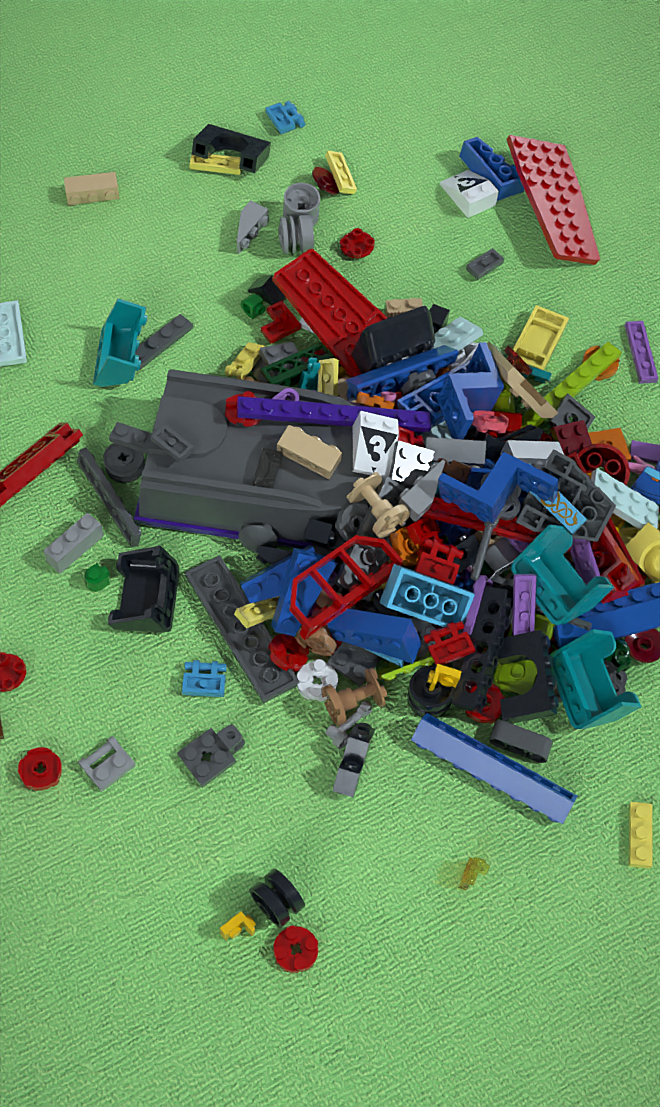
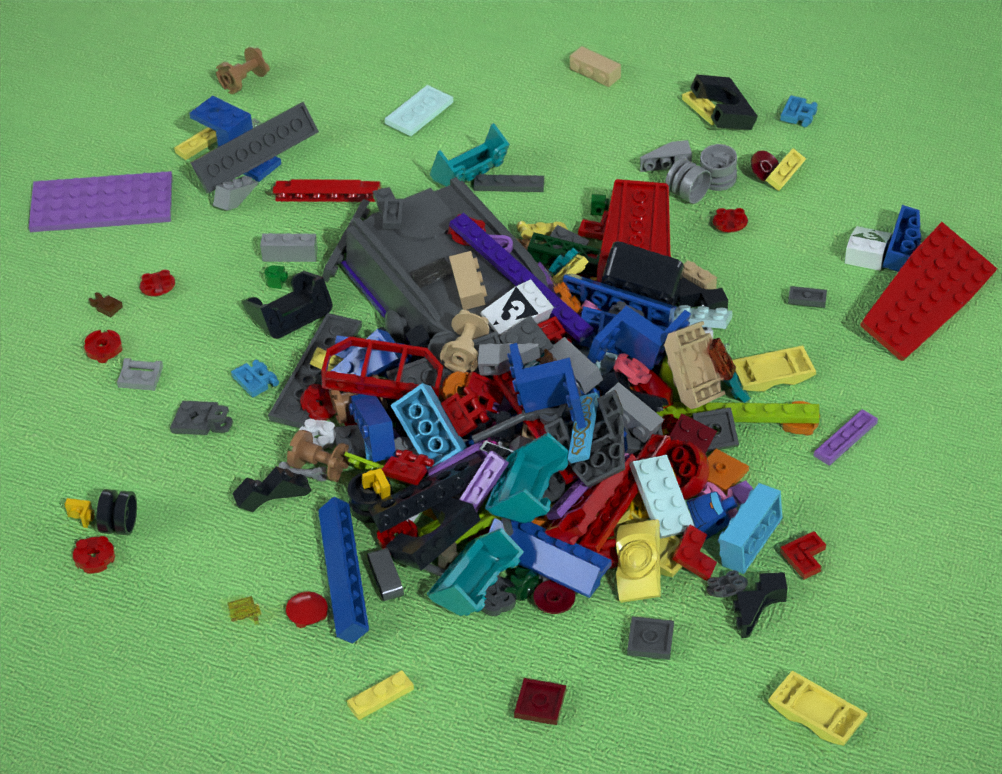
camera: 55 degrees right, 15 degrees down
(505, 824) = (306, 608): none -> red dish

